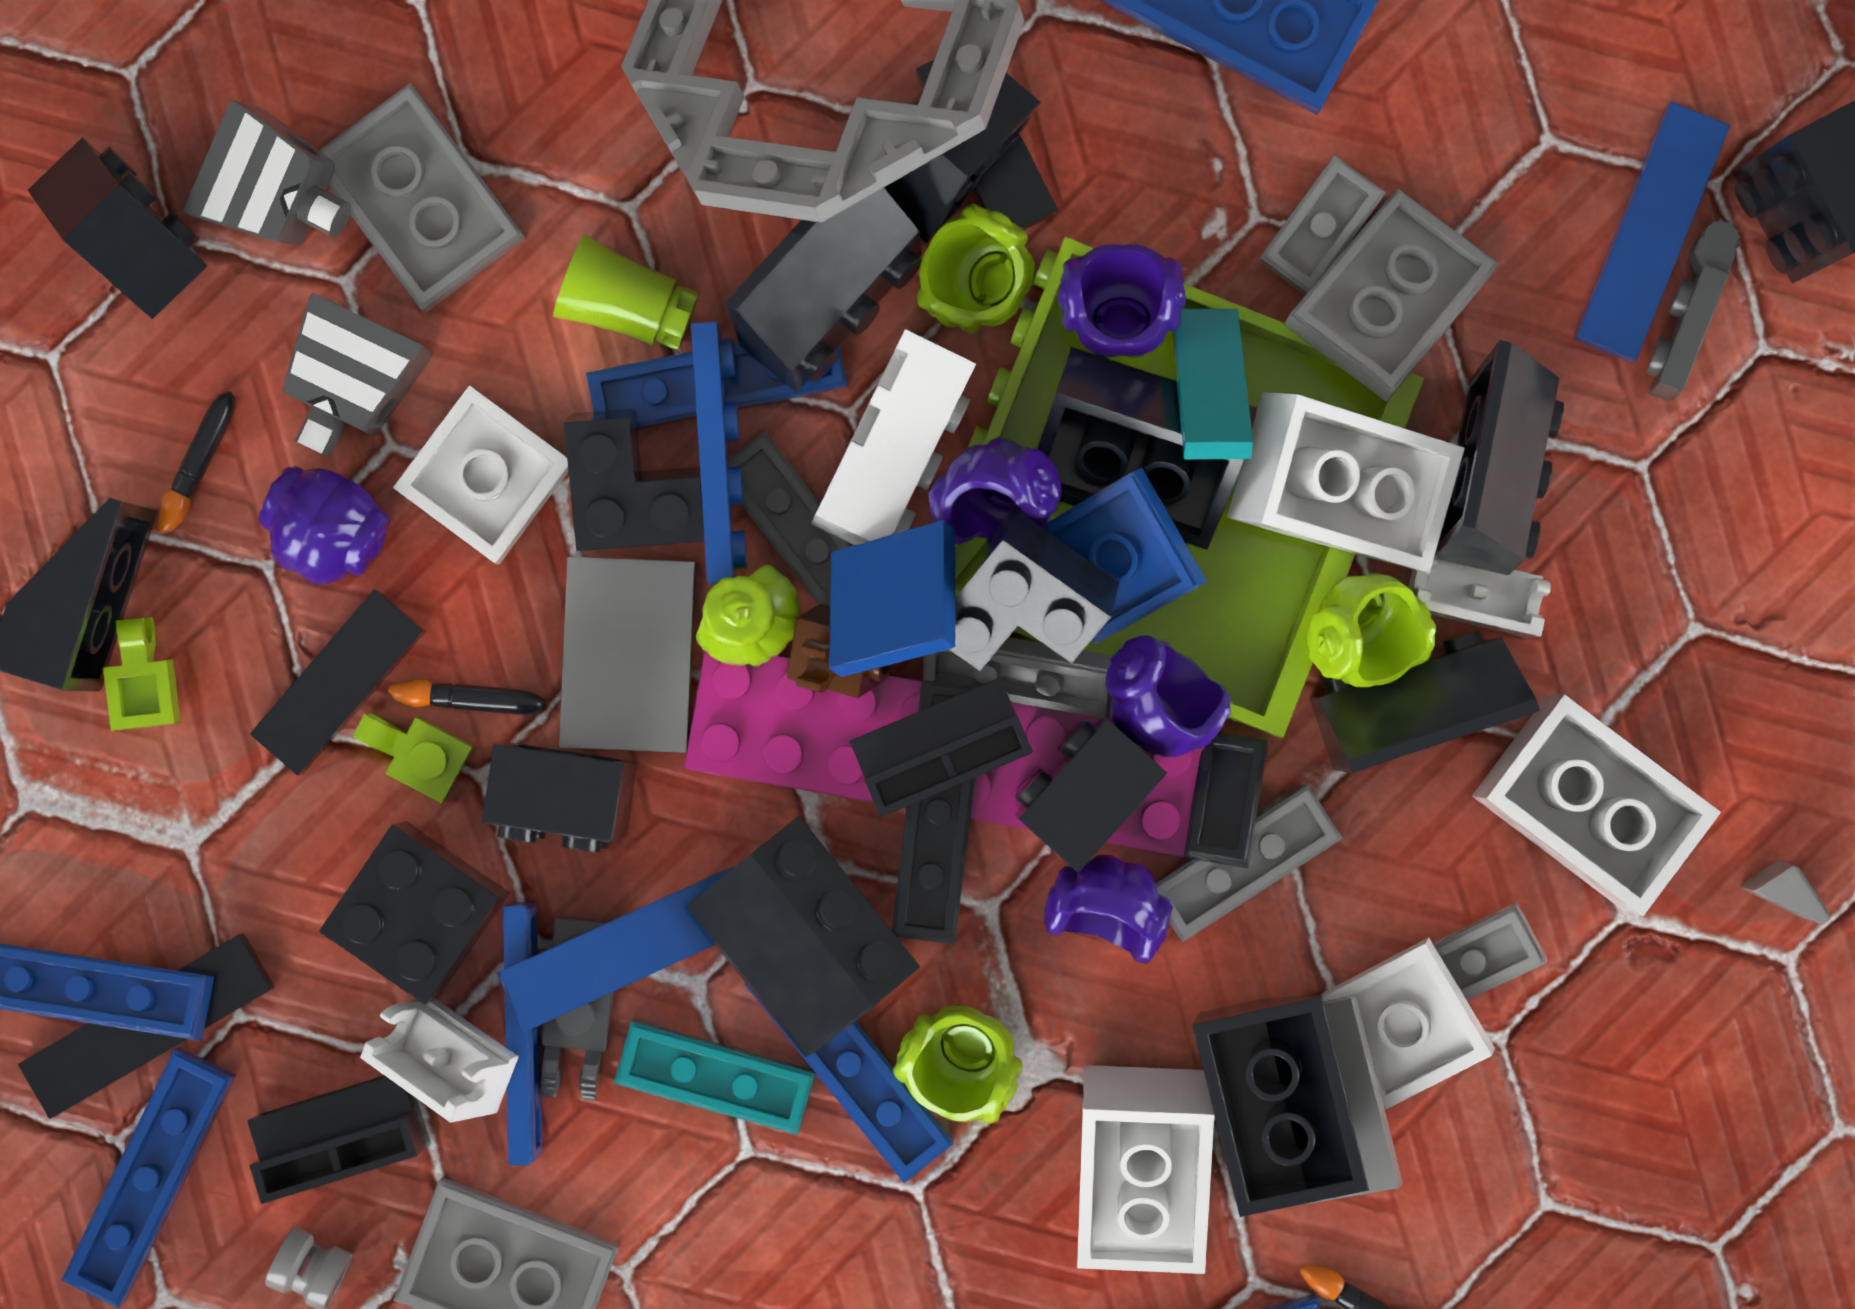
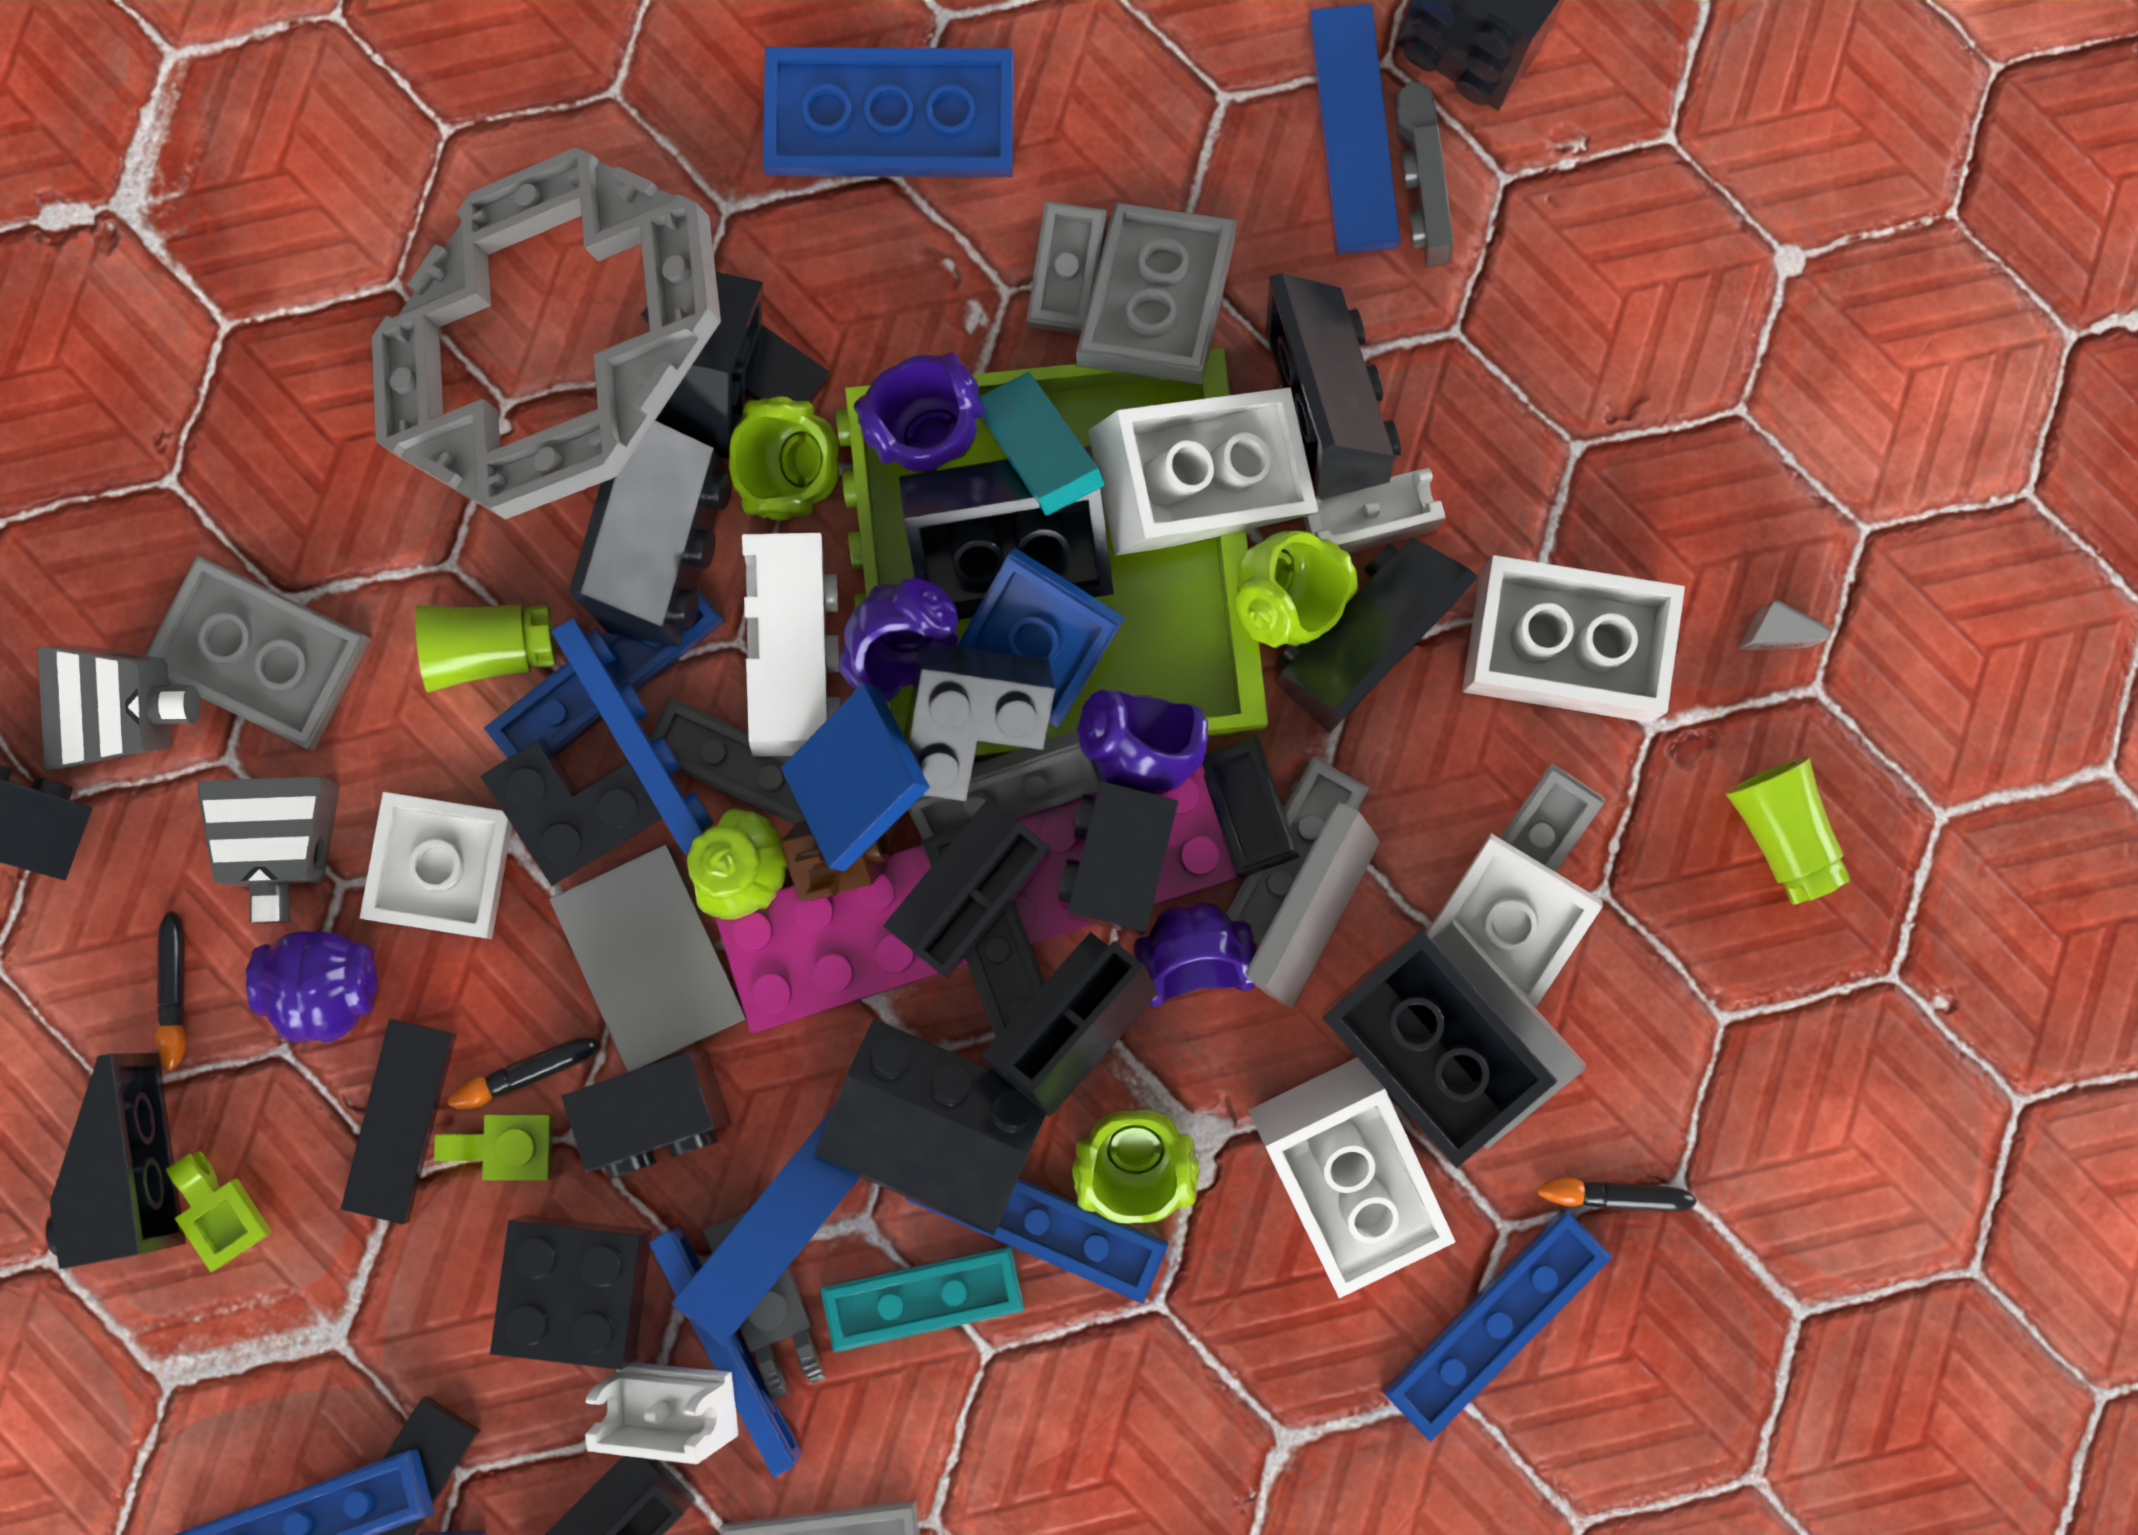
camera: 30 degrees left, 5 degrees down
(970, 912) = (1071, 1022): none -> black piece
(1237, 919) = (1313, 905): none -> light grey tile
(1698, 1073) = (1792, 829): none -> lime plant

